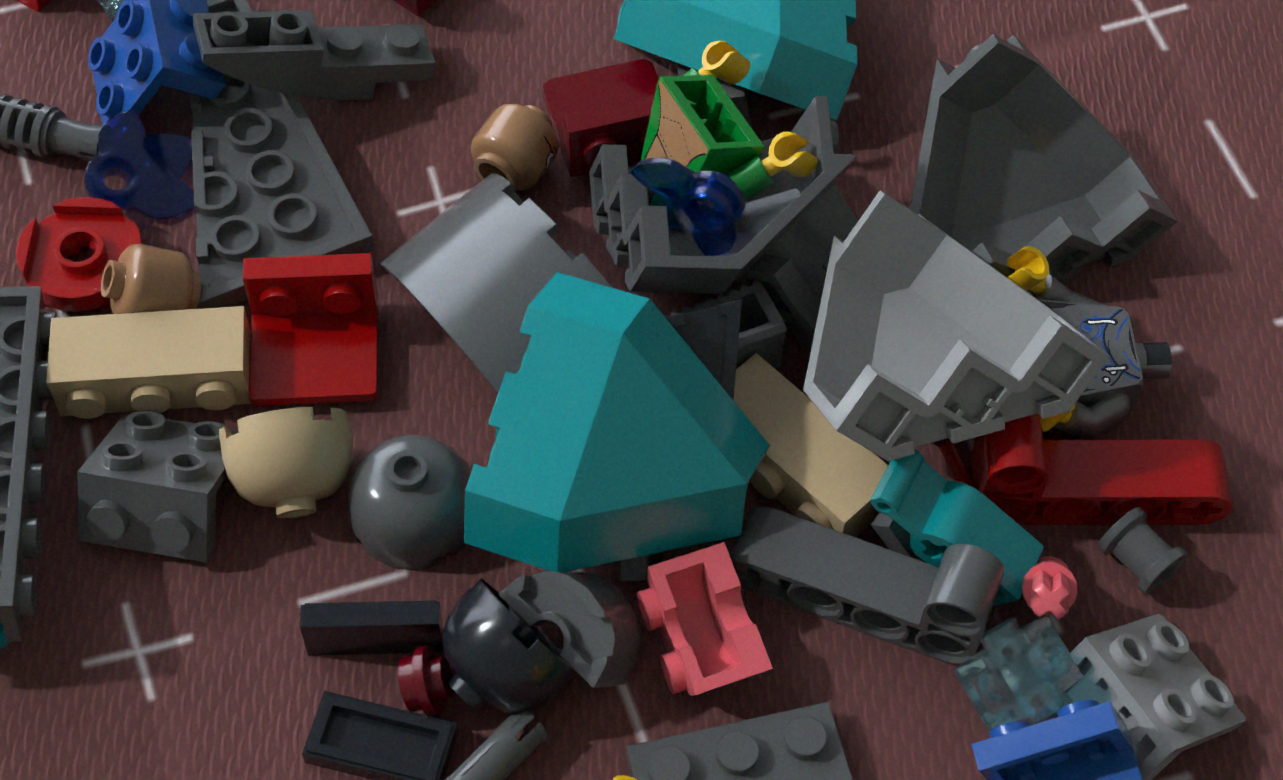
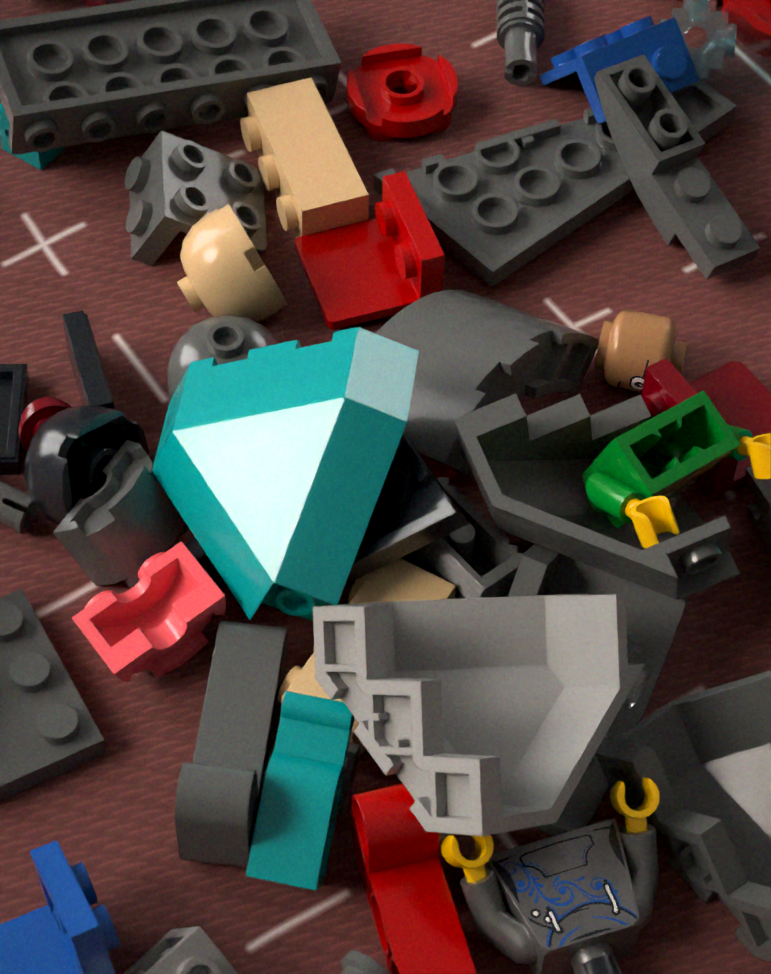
camera: 75 degrees right, 5 degrees down
(146, 163) = (512, 104): clear blue plate -> none
(150, 281) = (375, 134): medium nougat head -> none
(695, 201) = (571, 461): clear blue plate -> none
(1018, 673) = (152, 855): clear light blue brick -> none
(1050, 587) = (260, 896): coral axle -> none

